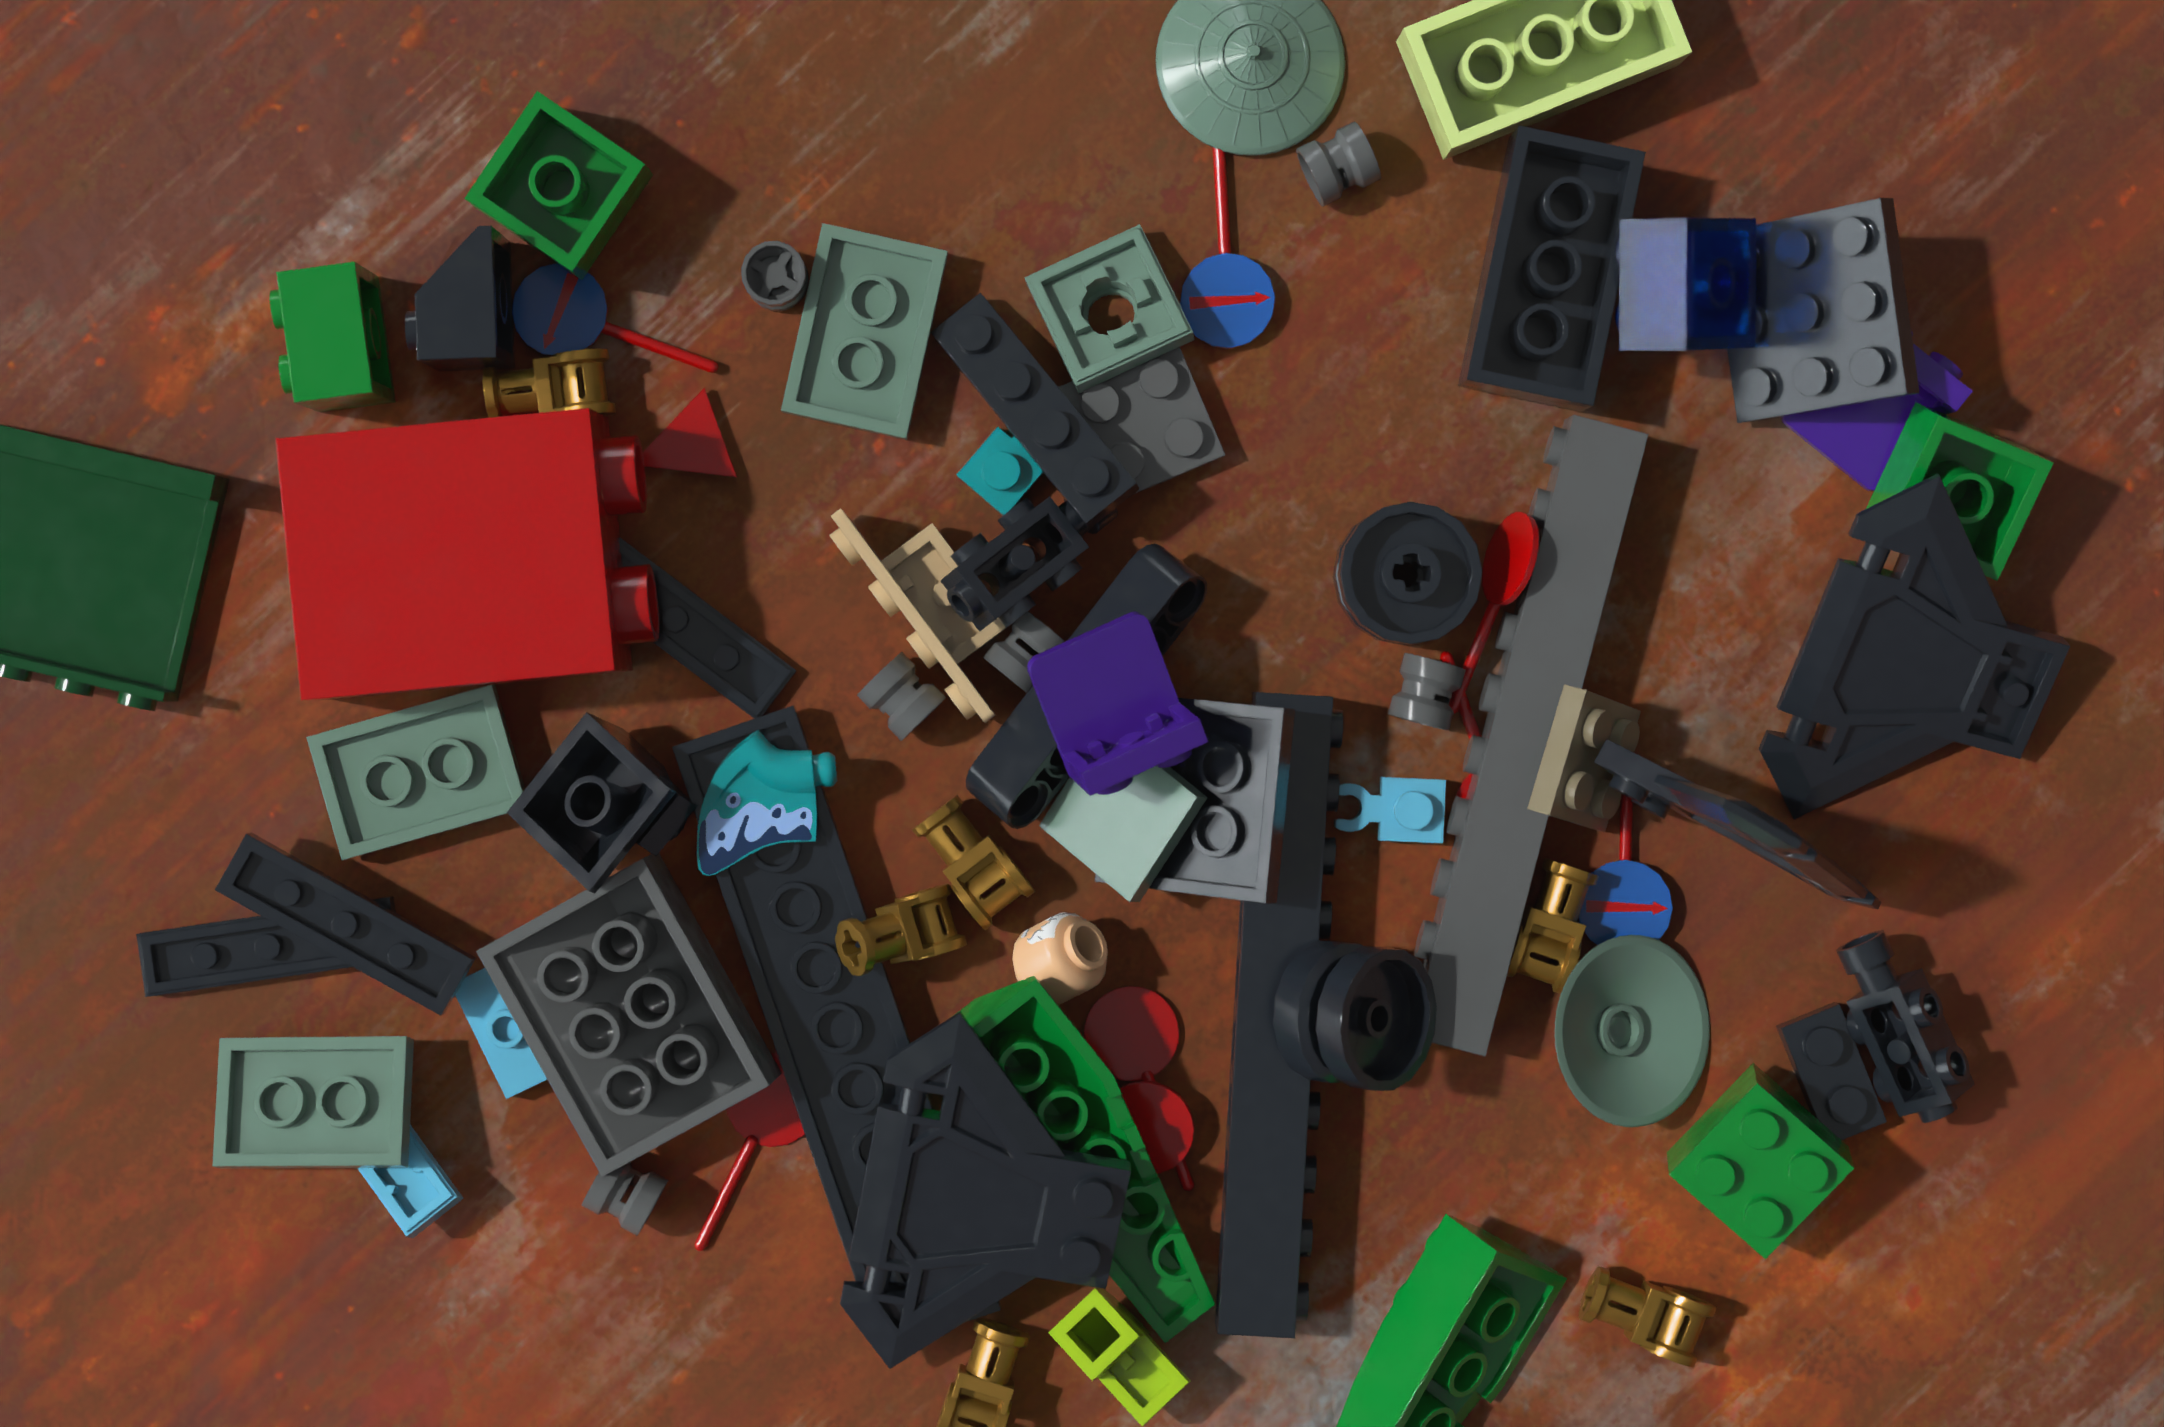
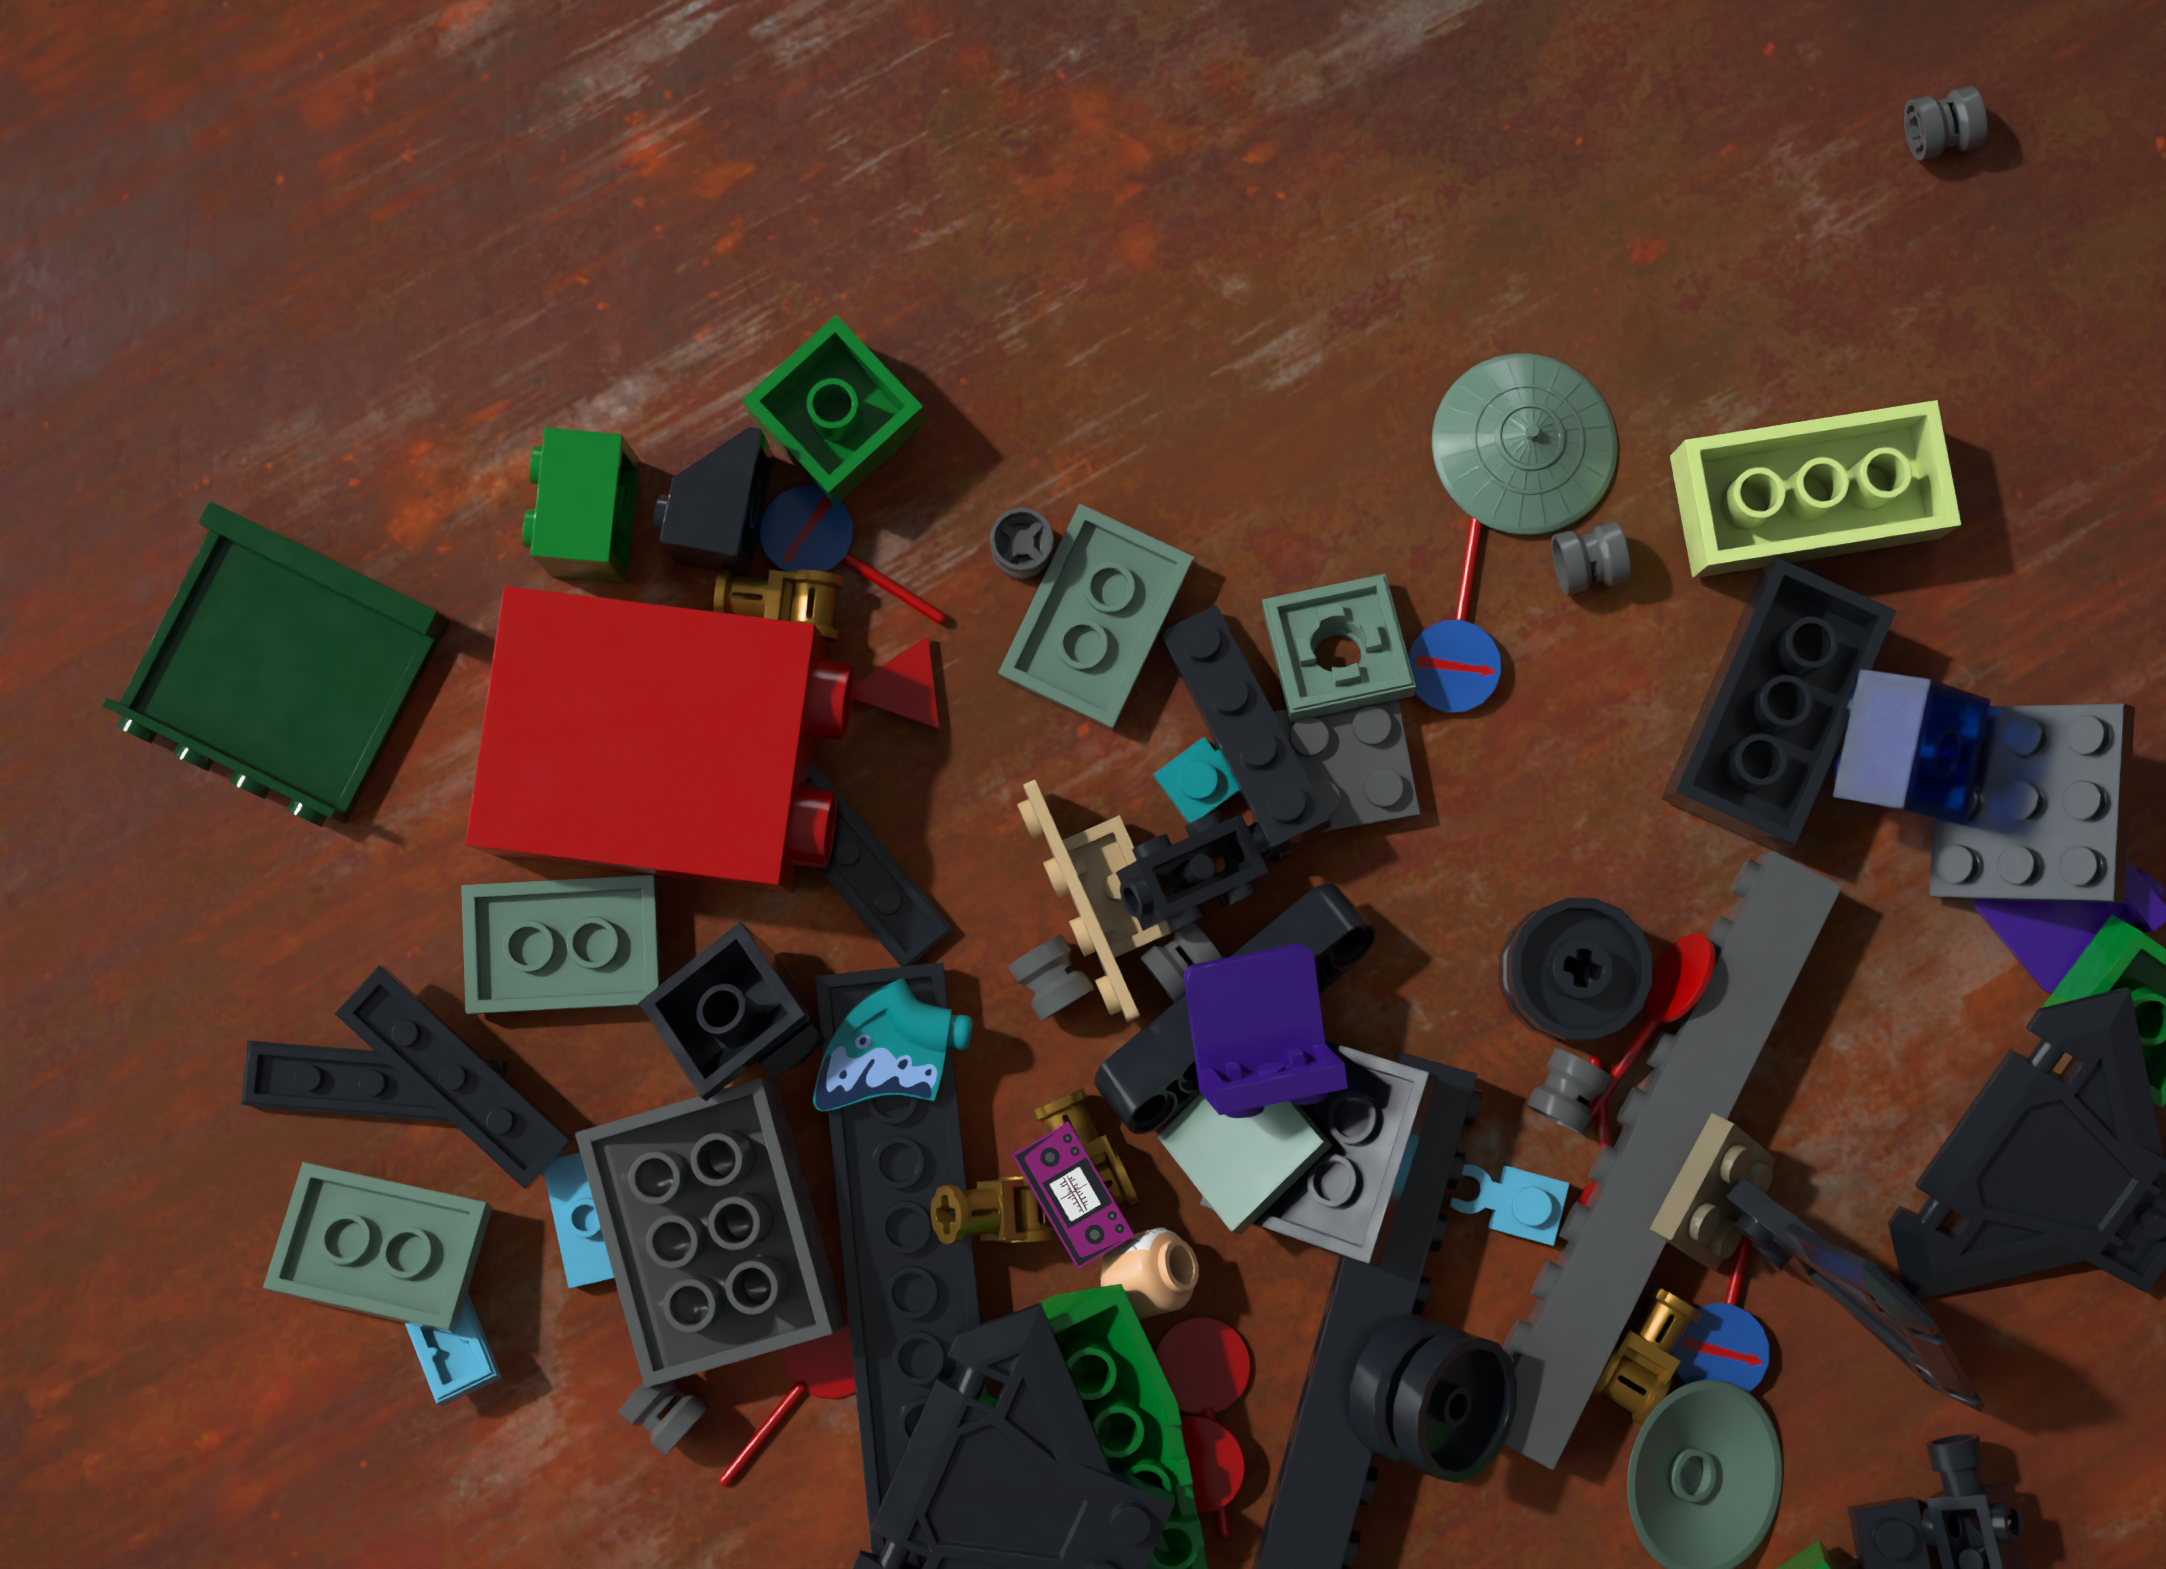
camera: 15 degrees right, 5 degrees down
(969, 901) = (1073, 1195): none -> tile

